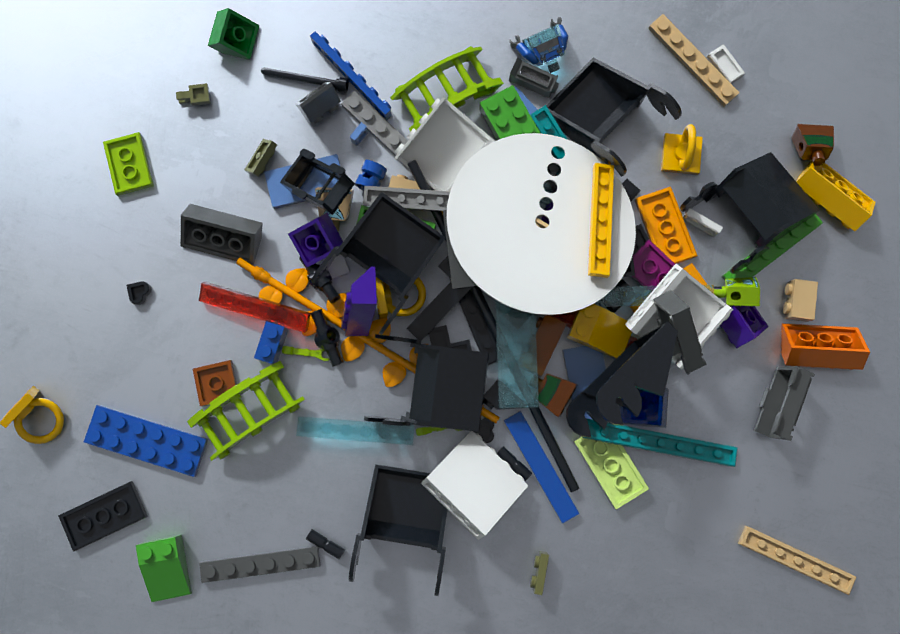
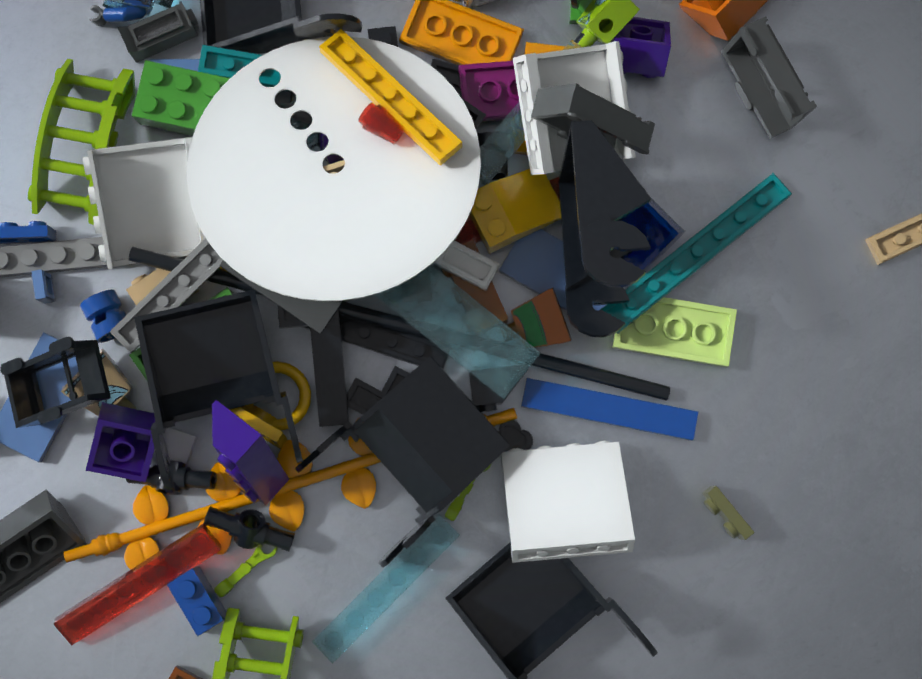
camera: 50 degrees left, 0 degrees up
(516, 465) = (584, 436): black piece -> none
(551, 332) = (468, 265): none -> white tile
(582, 225) = (380, 123): none -> clear red cone

